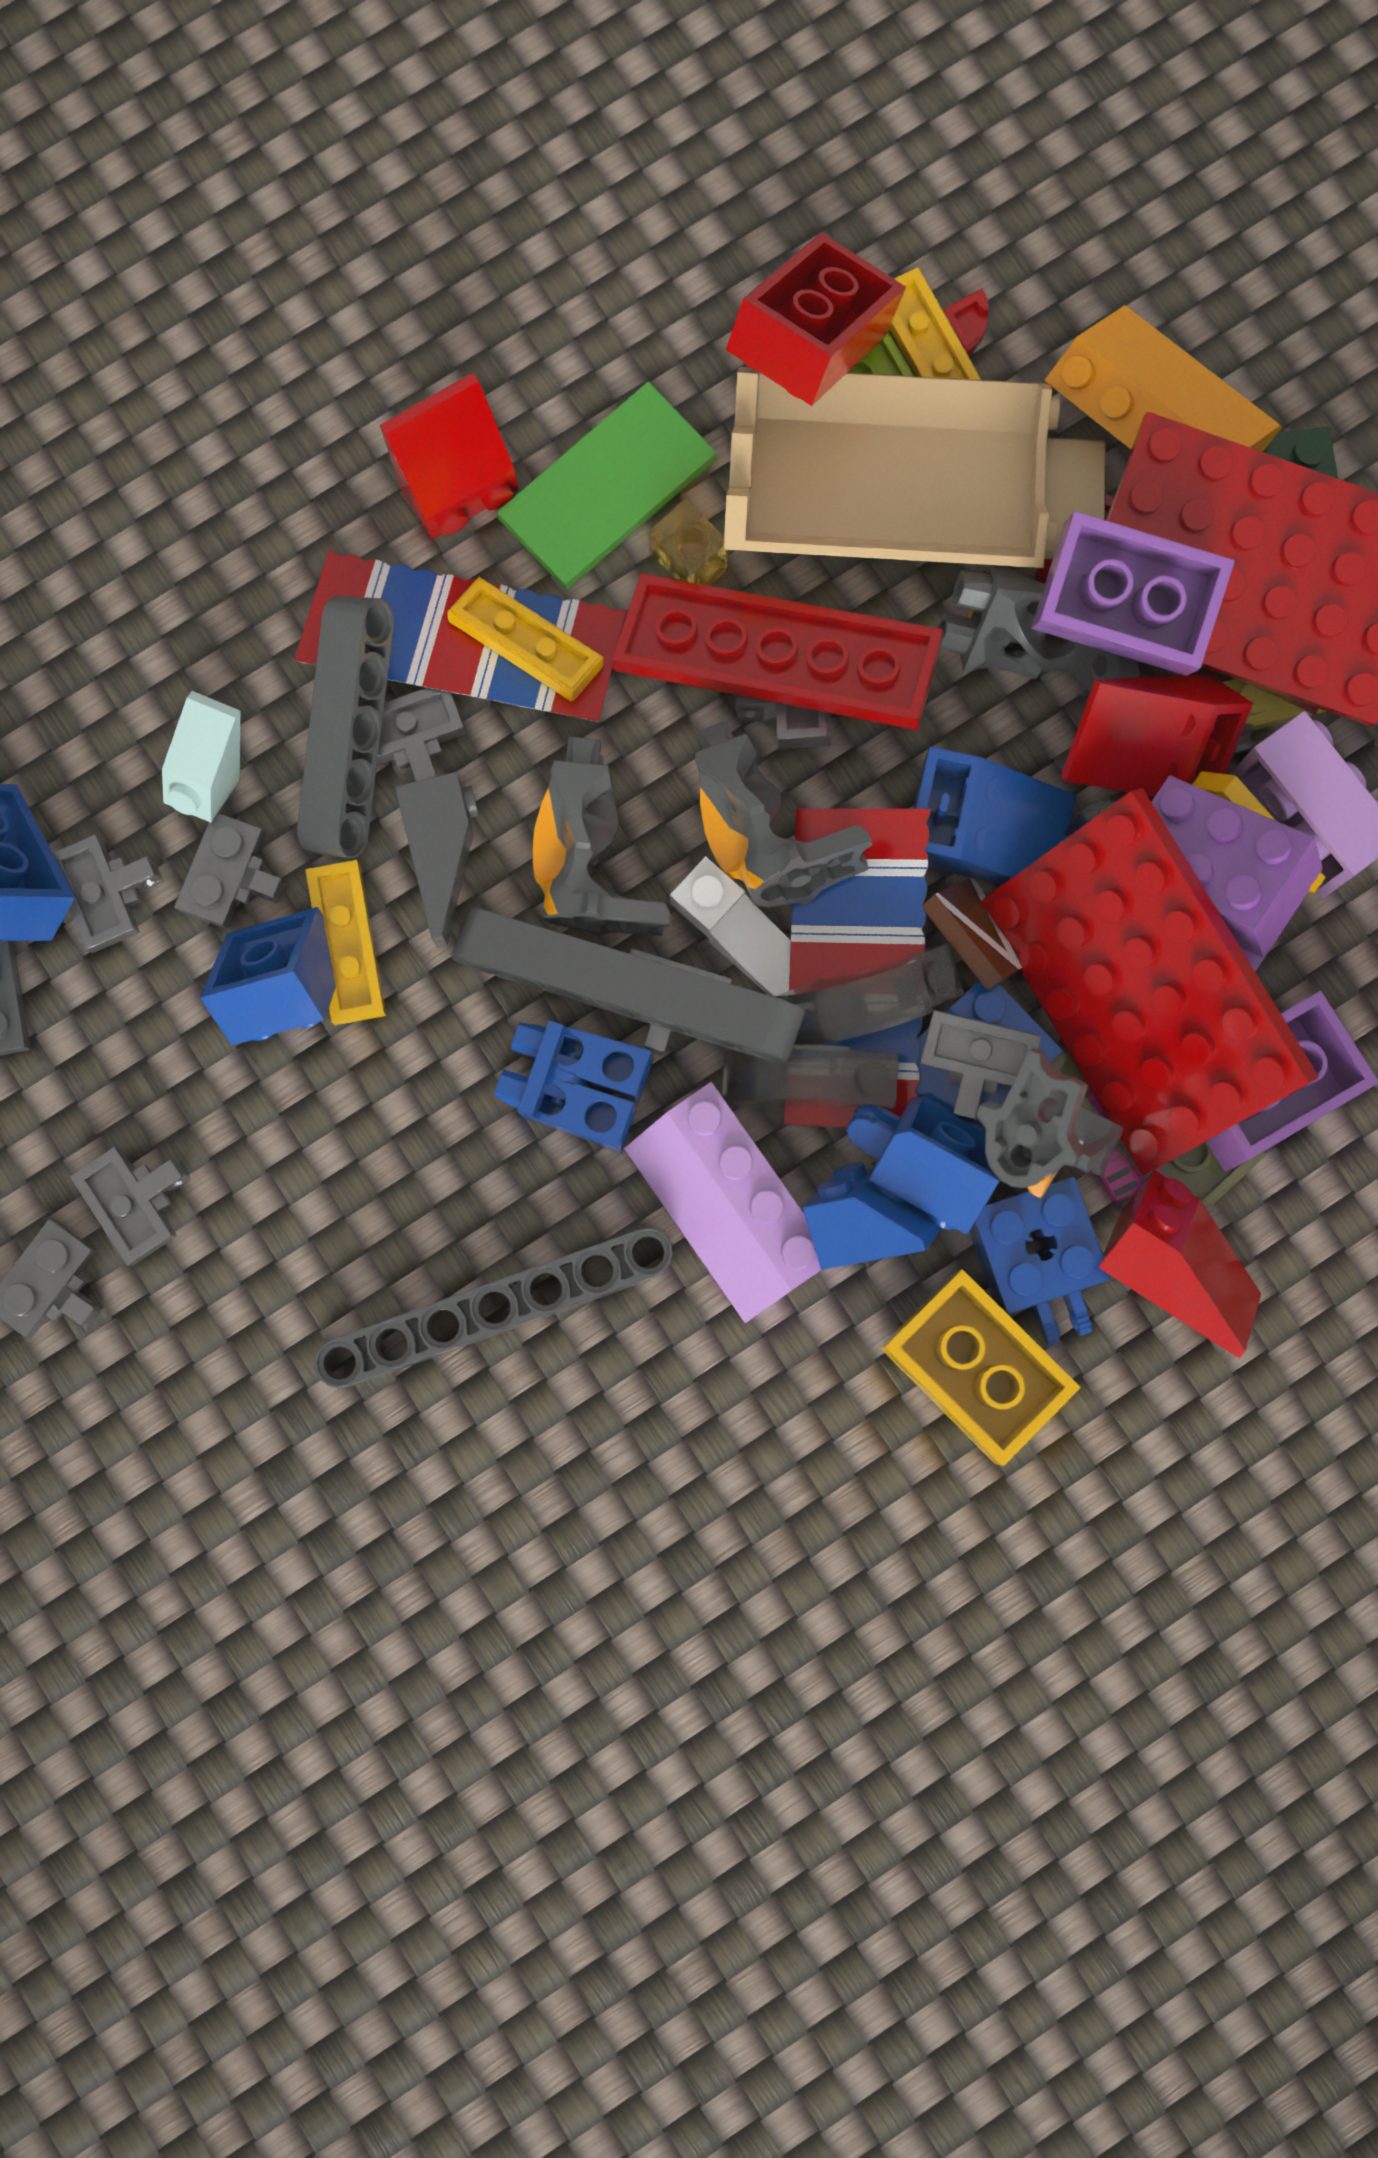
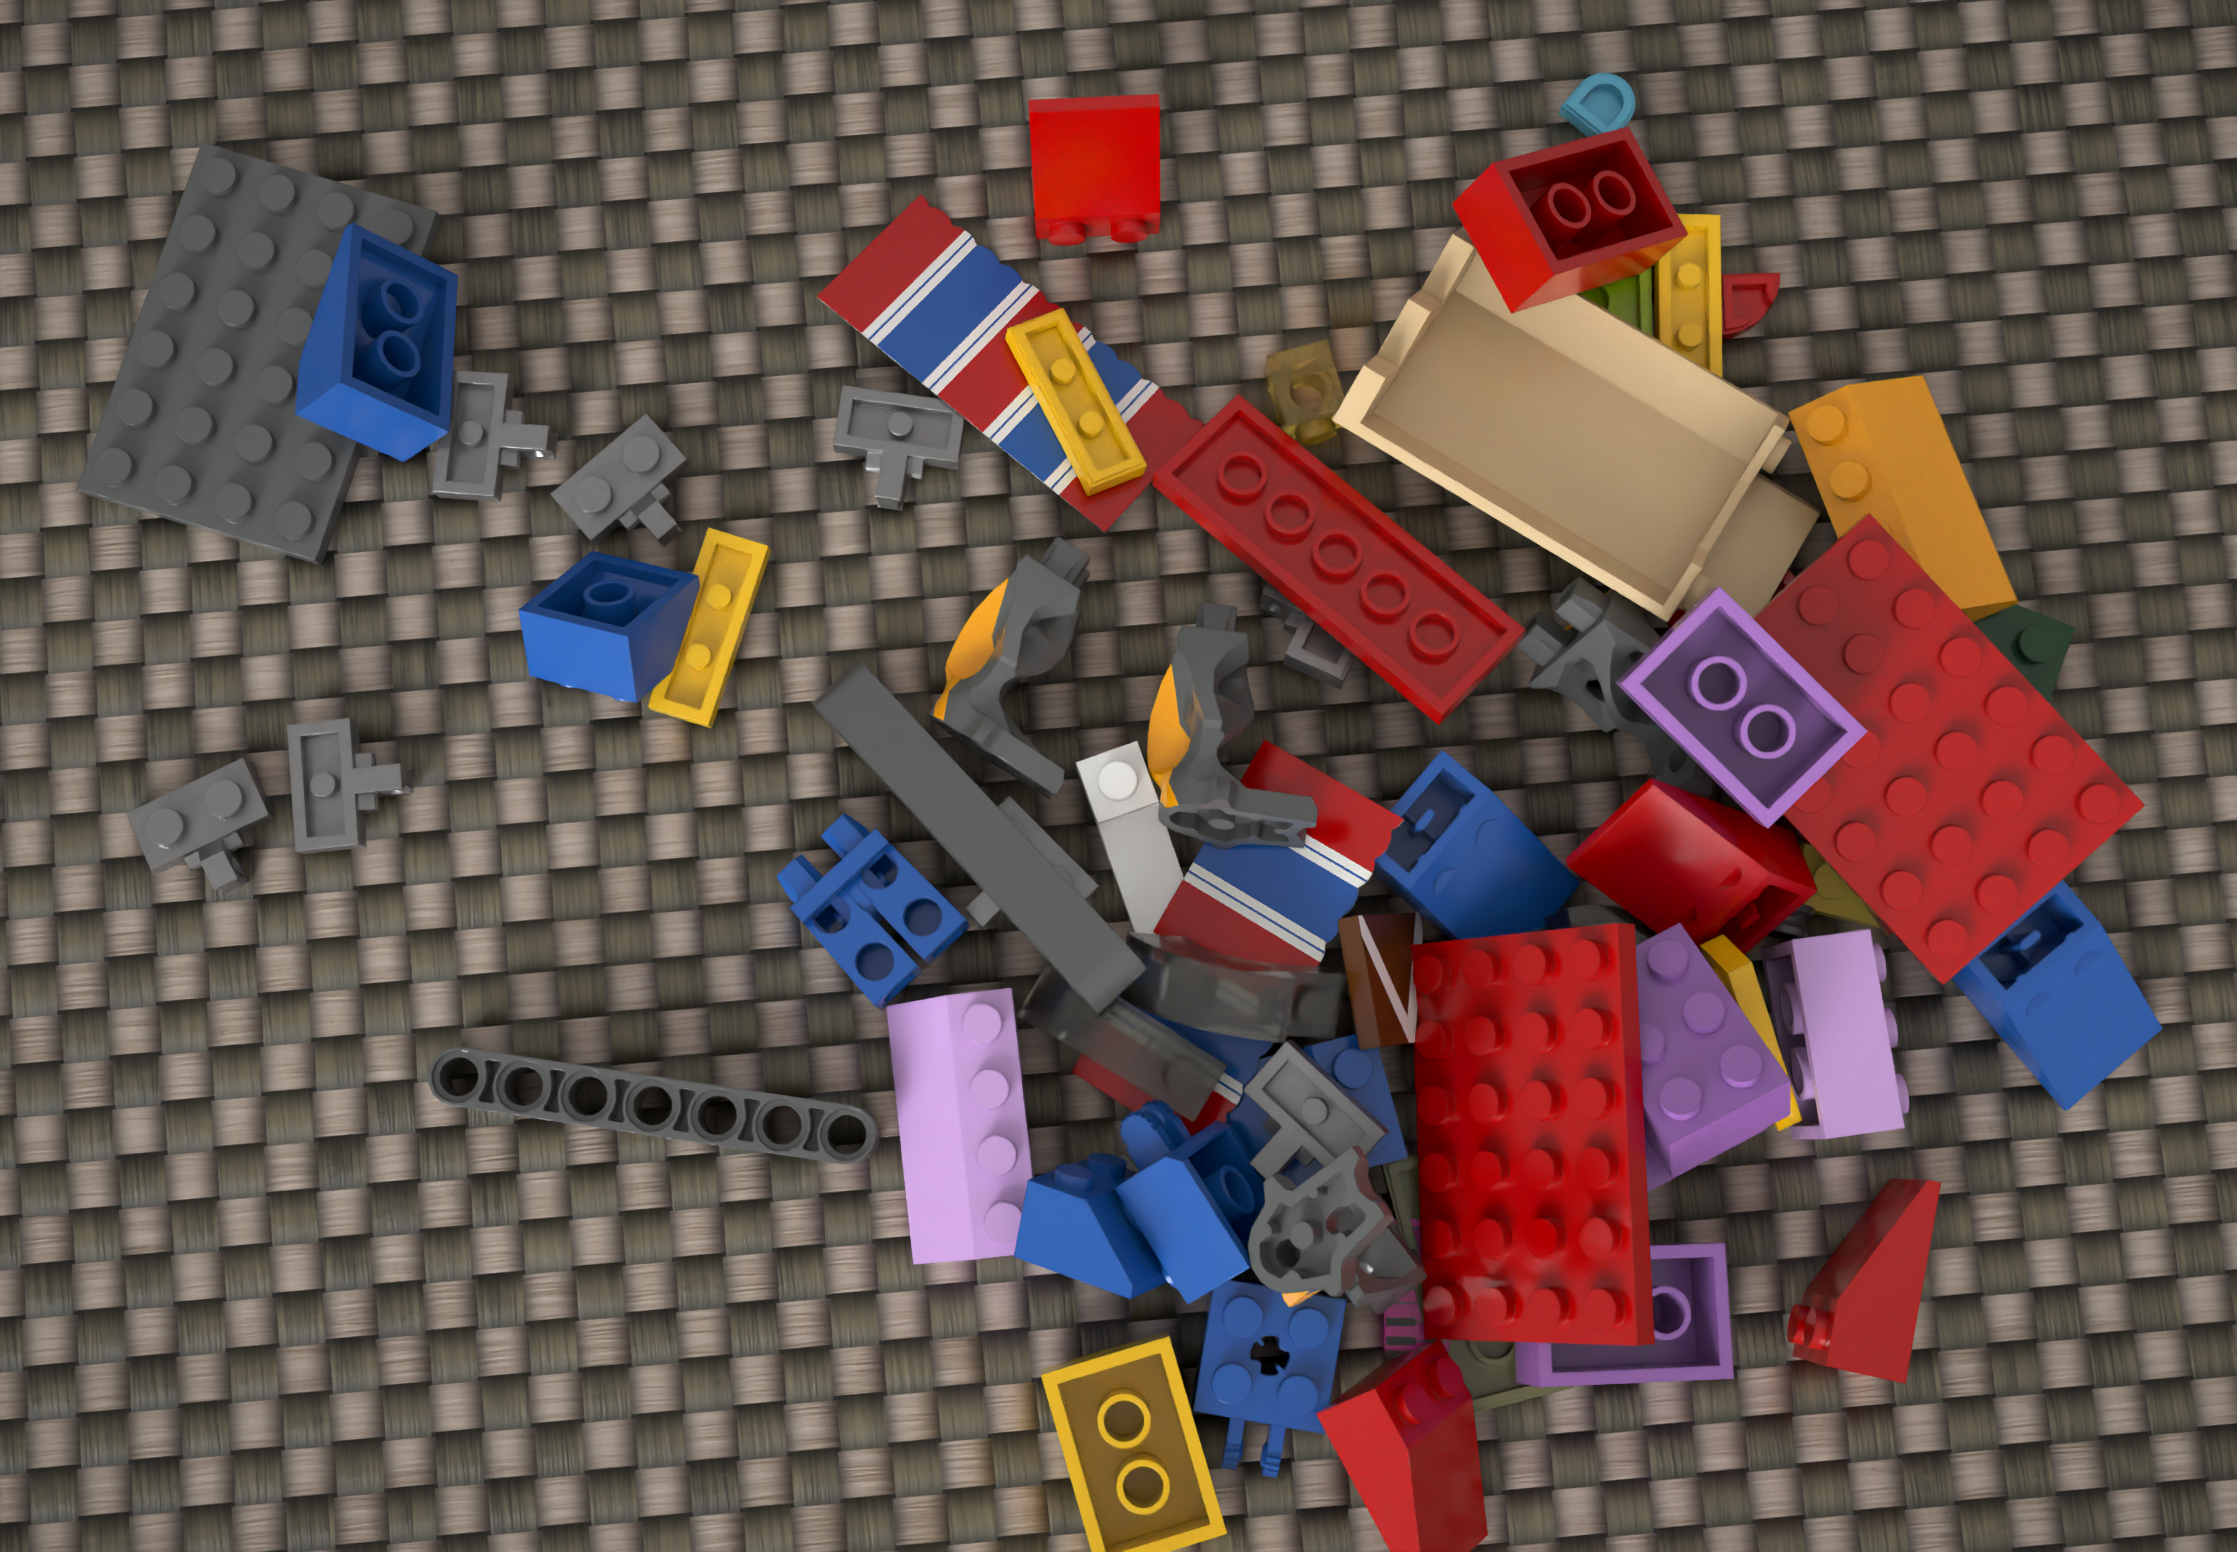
camera: 25 degrees right, 0 degrees up
(202, 758) = (661, 353): light aqua slope -> none
(345, 725) = (830, 397): dark grey beam -> none
(440, 840) = (866, 571): dark grey slope -> none
(607, 485) = (1255, 279): bright green tile -> none
(787, 233) = (1599, 104): none -> medium azure tile

